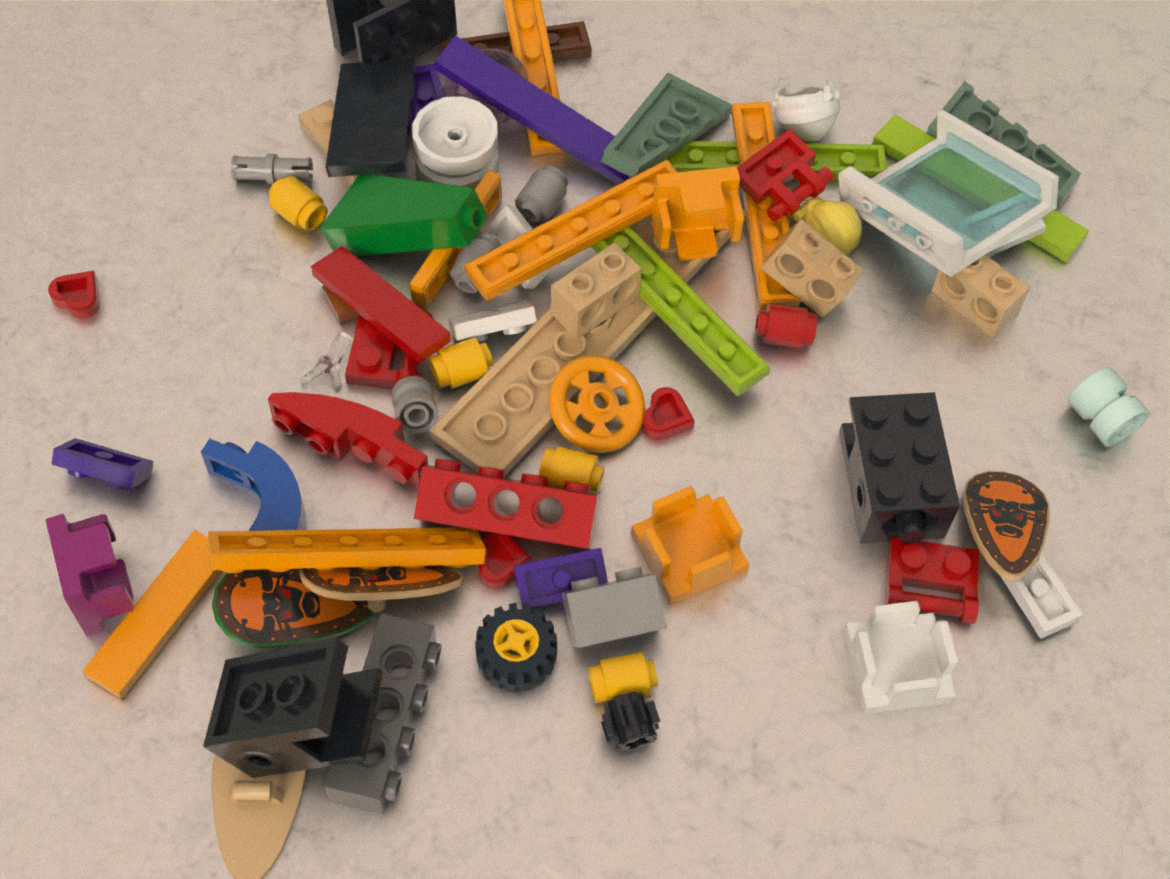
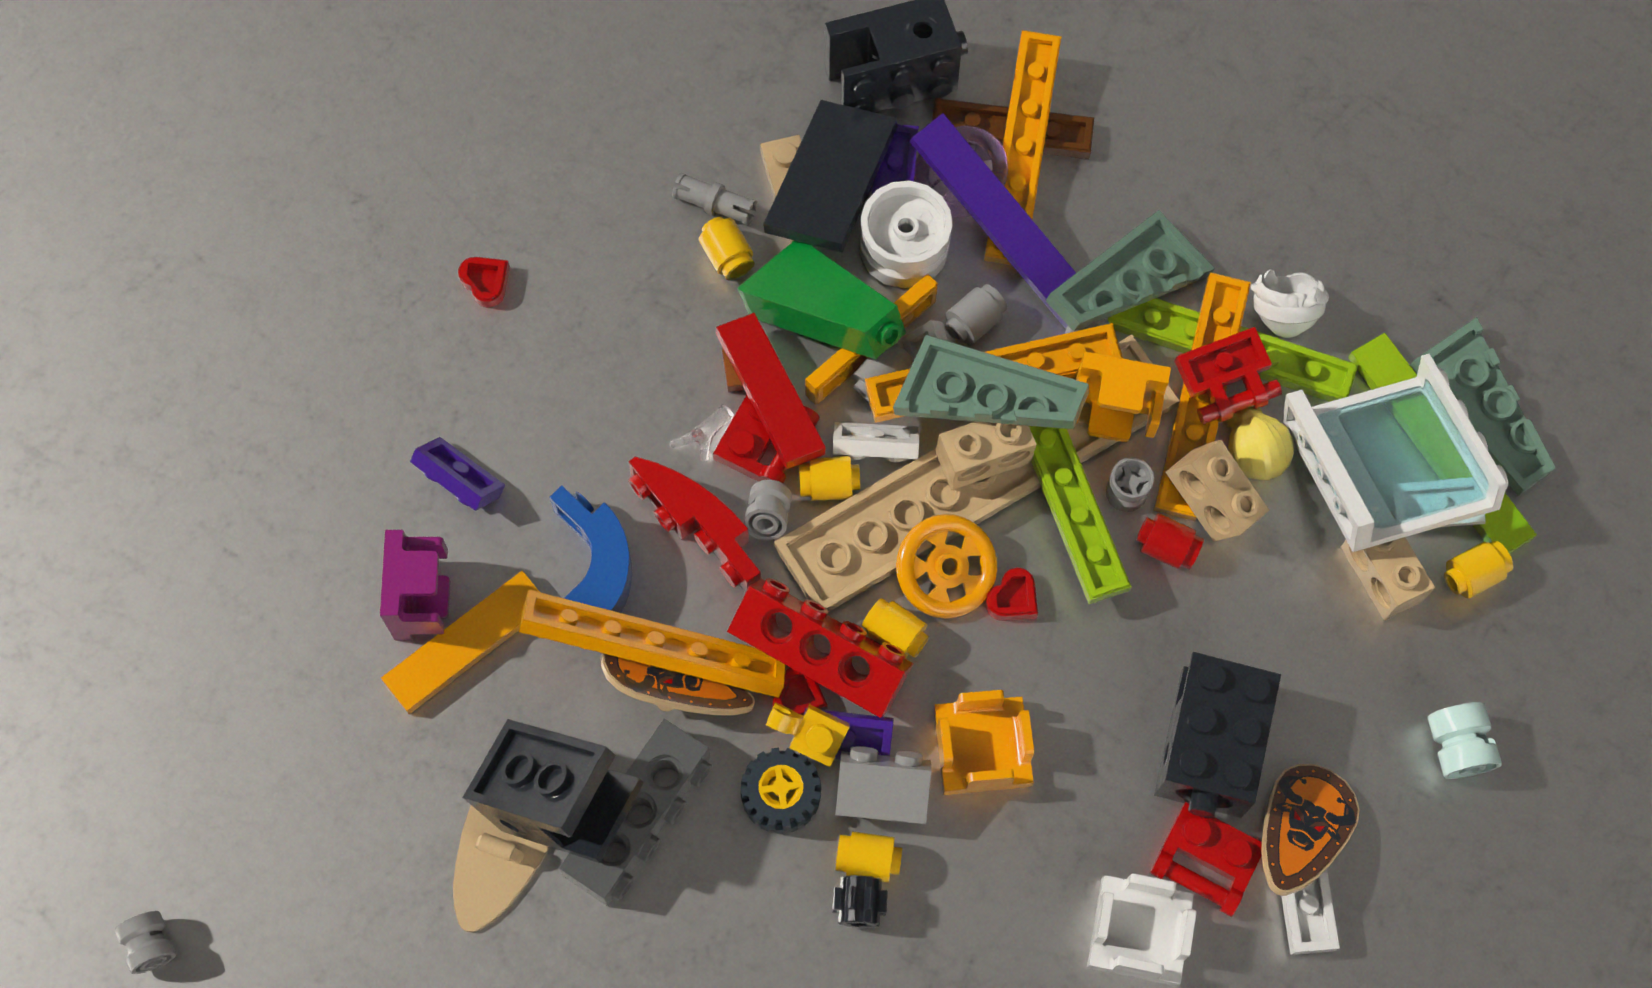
camera: 20 degrees right, 10 degrees up
(279, 611) = (570, 684): shield -> none
(531, 581) = (815, 733): none -> yellow plate
(574, 234) = (982, 387): none -> sand green wing
(732, 290) = (1134, 477): none -> light grey wheel
(1055, 269) = (1478, 569): none -> yellow brick

